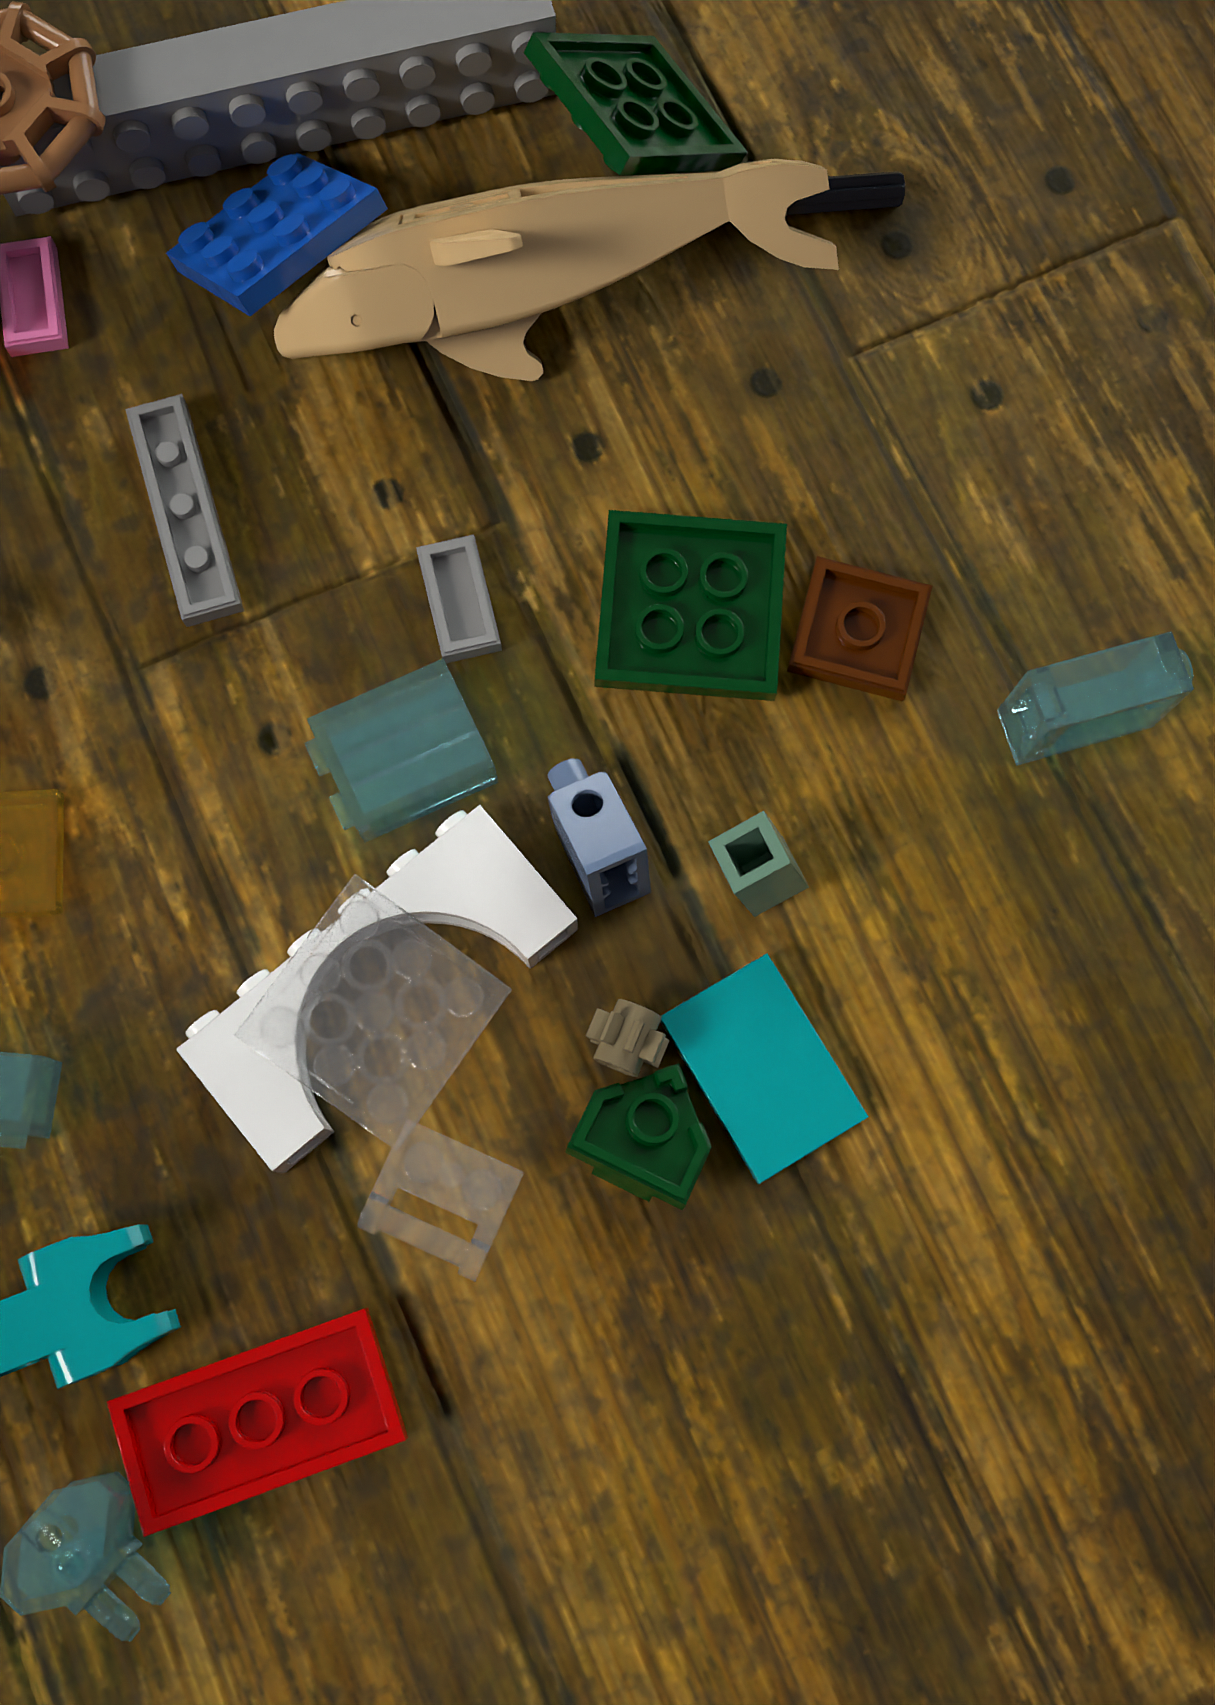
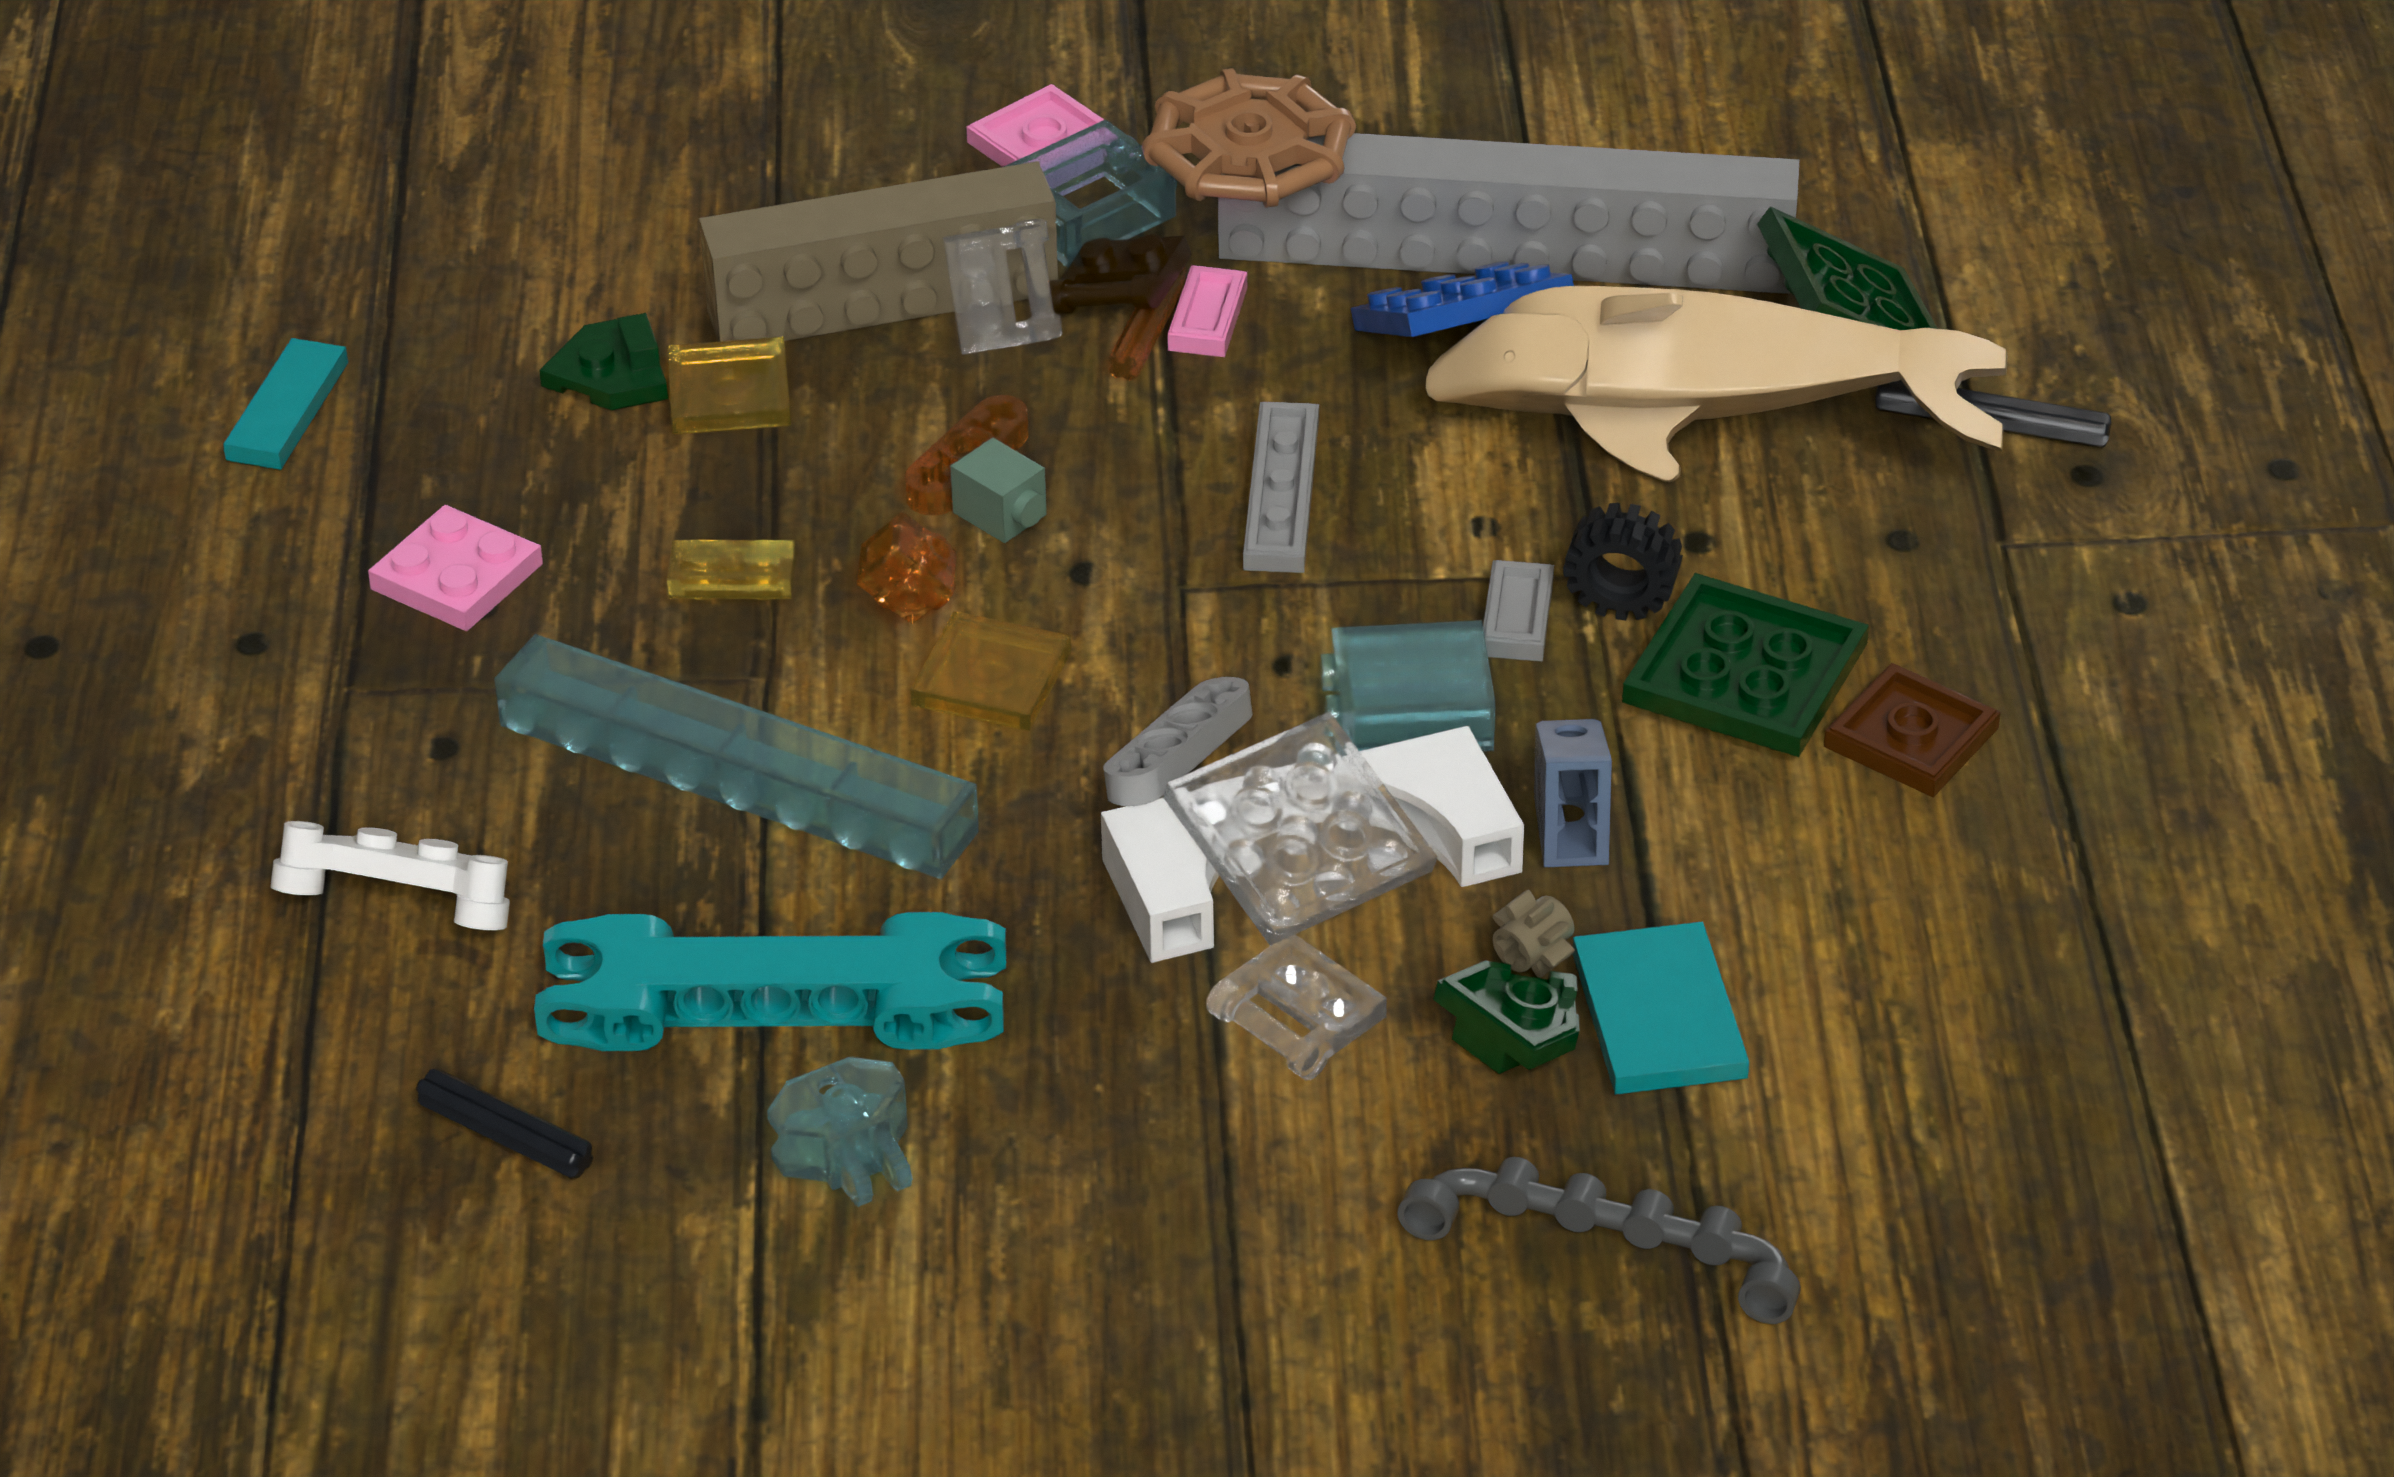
camera: 25 degrees right, 35 degrees down
(203, 911) = (1177, 741): none -> light grey beam
(256, 1421) = (1047, 1103): red plate -> none
(543, 527) = (1614, 586): none -> black tyre
(758, 864) = (1722, 842): sand green brick -> none
(844, 1348) = (1767, 1289): none -> dark grey bar
(1095, 697) = (2111, 847): clear light blue window -> none

